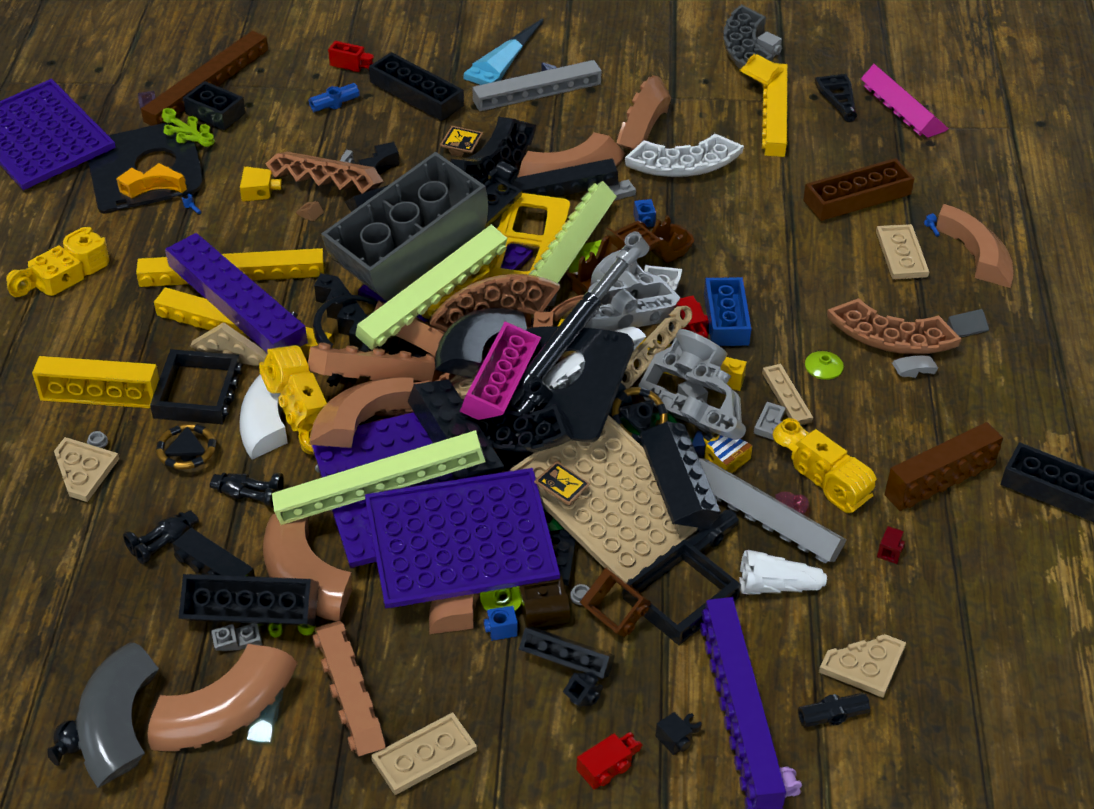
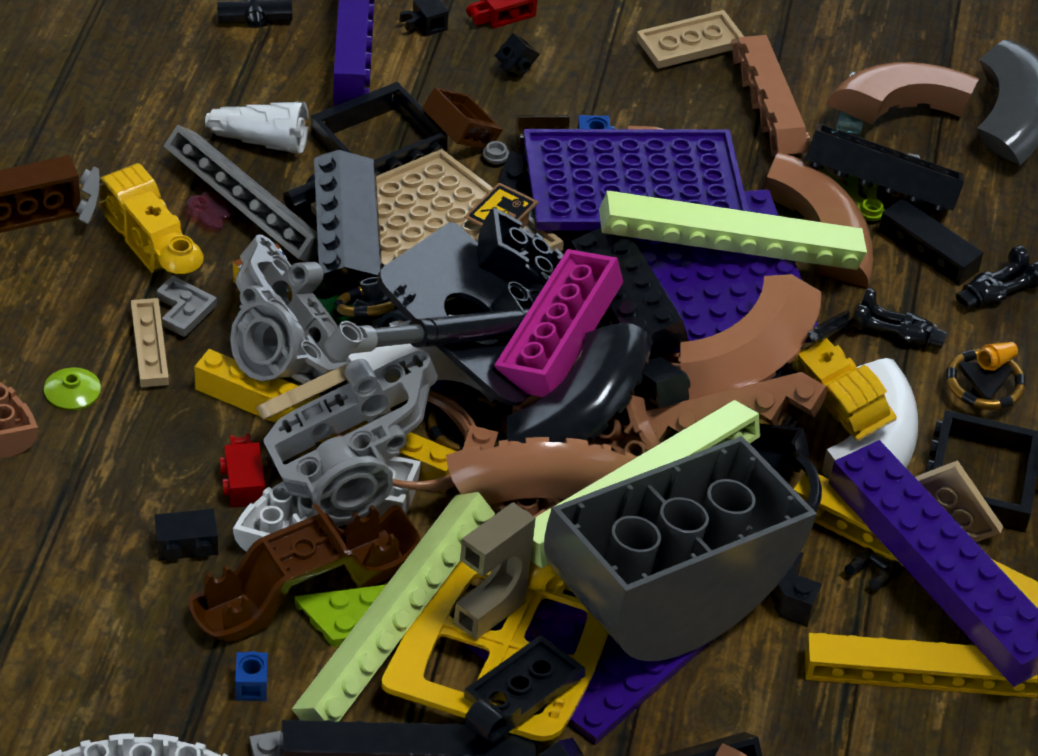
camera: 175 degrees left, 0 degrees up
(177, 447) = (995, 355): none -> light orange cone
(302, 442) = (830, 327): none -> black axle
(422, 366) = (663, 383): none -> black brick
(507, 214) = (506, 549): none -> dark tan arch
(566, 652) = (525, 87): black brick -> none
(715, 270) = (186, 534): none -> black brick
(727, 311) = (186, 461): blue brick -> none
(865, 663) = (199, 44): tan plate -> none
(883, 479) = (90, 183): none -> light grey slope
(891, 545) = (109, 144): dark red brick -> none

